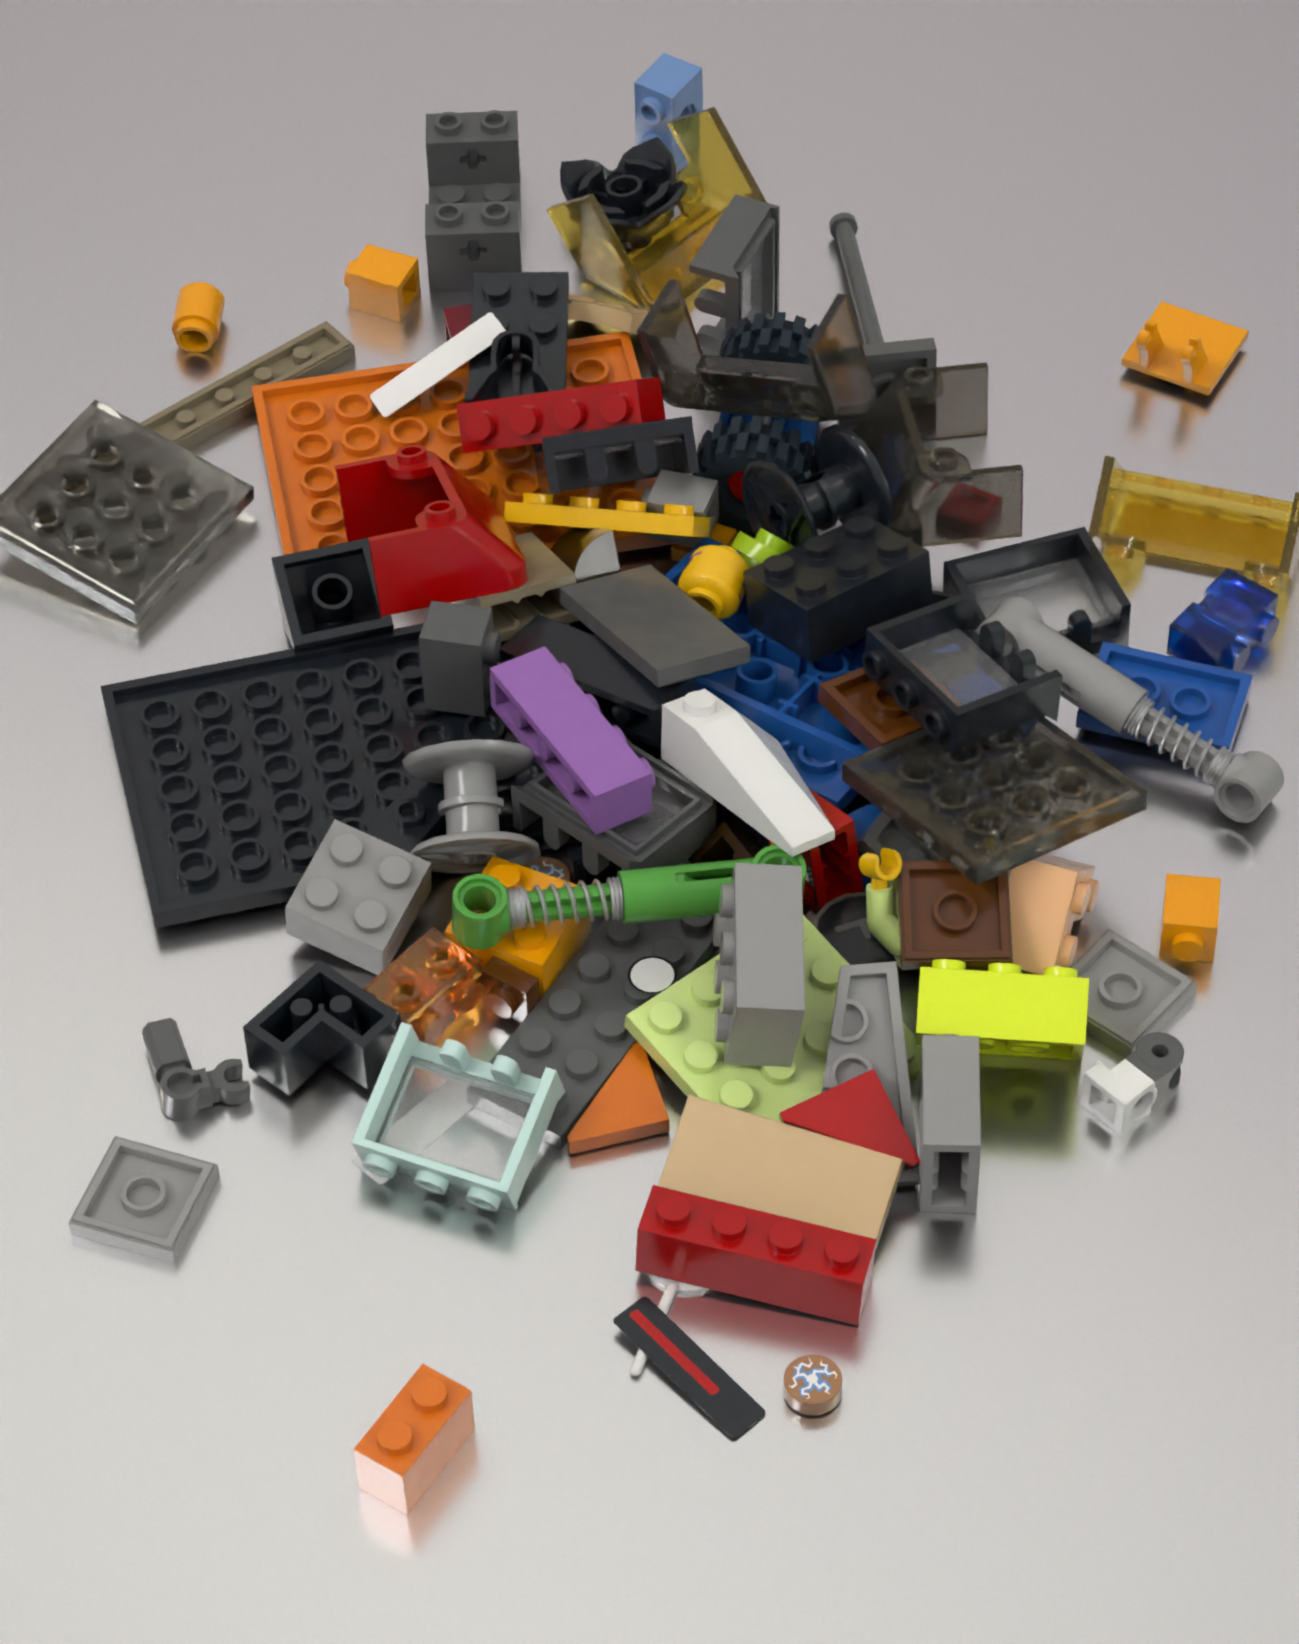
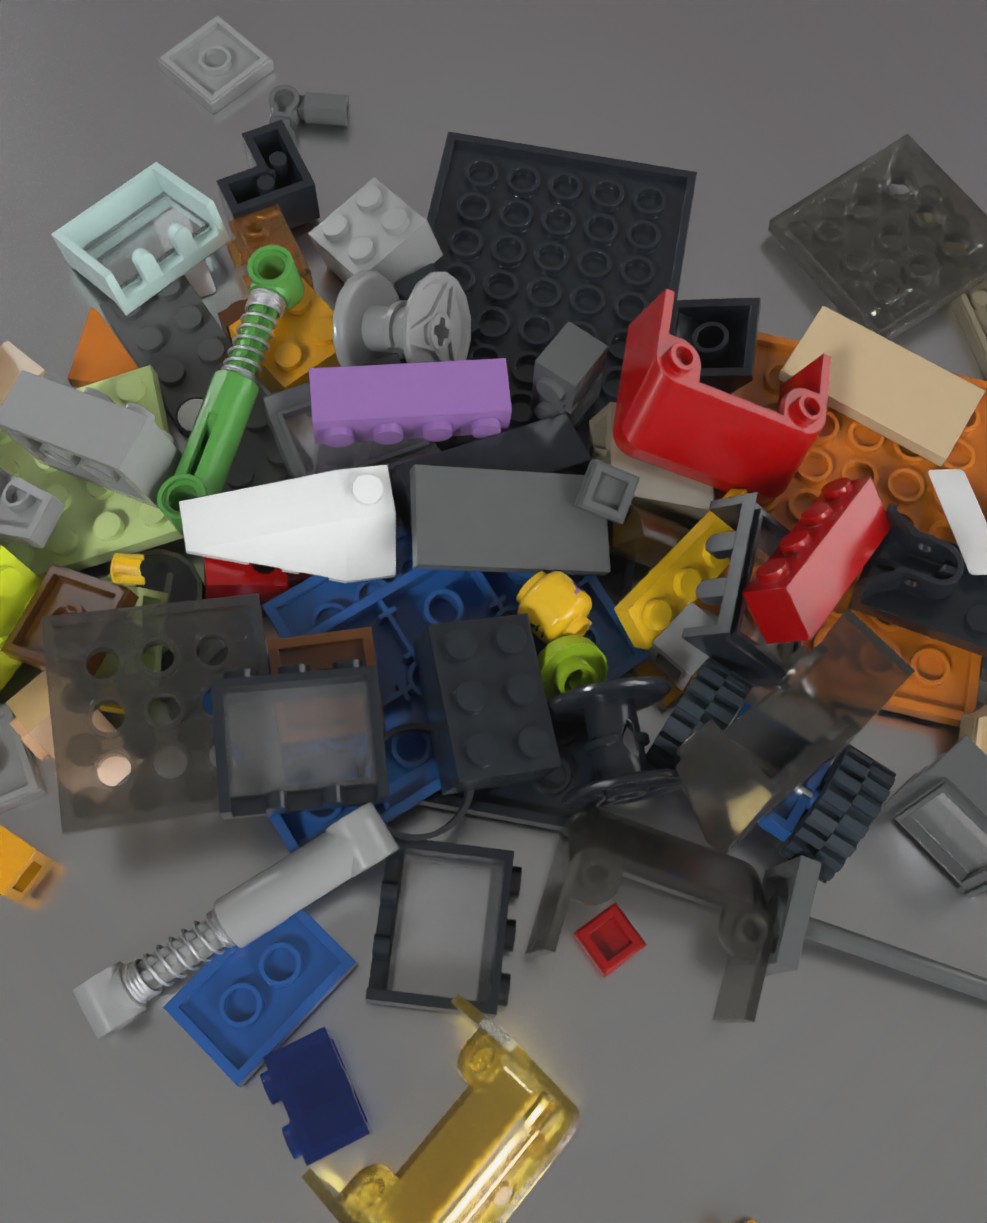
camera: 110 degrees right, 20 degrees up
(296, 477) = (887, 386): none -> tan tile
(581, 568) = (606, 491): none -> dark grey tile

